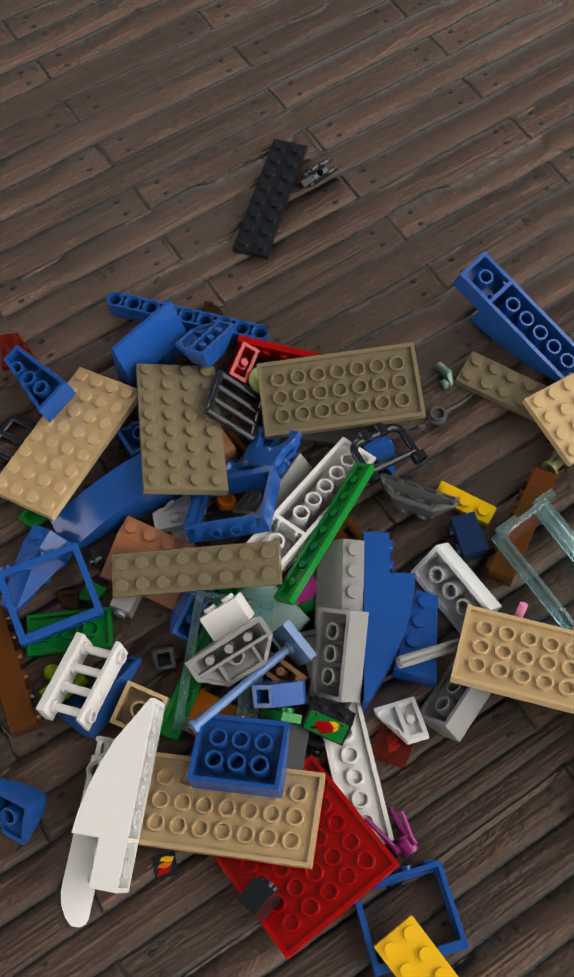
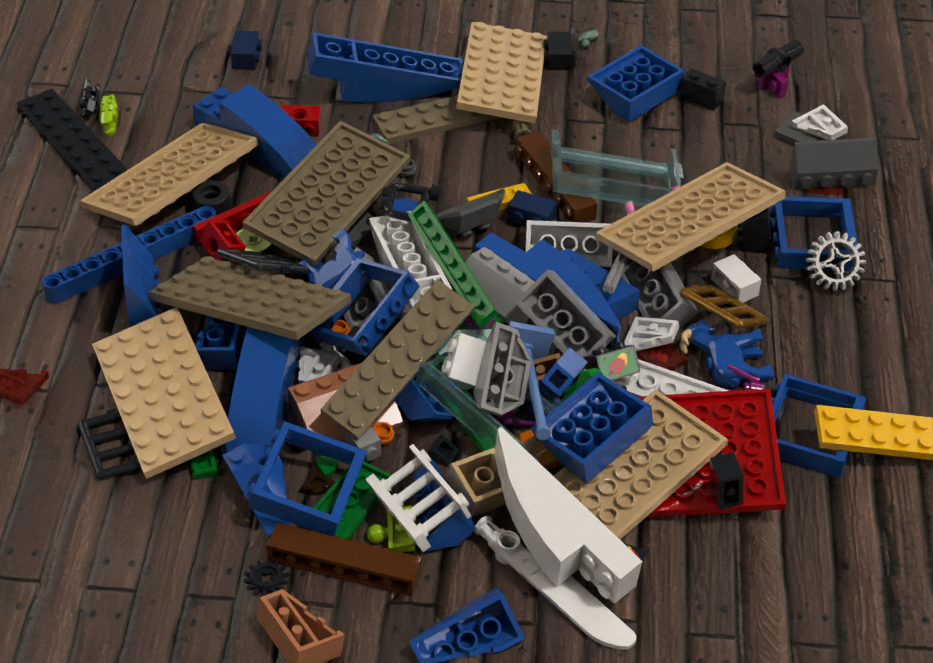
camera: 55 degrees left, 20 degrees down
(42, 385) = (80, 368): blue wedge -> none
(148, 605) = (384, 431): none -> orange plate
(206, 342) = (183, 241): blue wedge -> none
(282, 279) = (169, 173): none -> tan plate
(283, 313) = (212, 194): none -> black tyre
(313, 196) = (108, 114): none -> lime hinge
(376, 293) = (250, 112): none -> blue slope
(426, 314) = (306, 116): none -> red brick
(430, 795) = (726, 350): none -> blue animal
(460, 766) = (727, 314): none -> pearl gold bar
(461, 219) = (246, 50): none -> dark blue brick
(529, 744) = (736, 278): none -> white brick

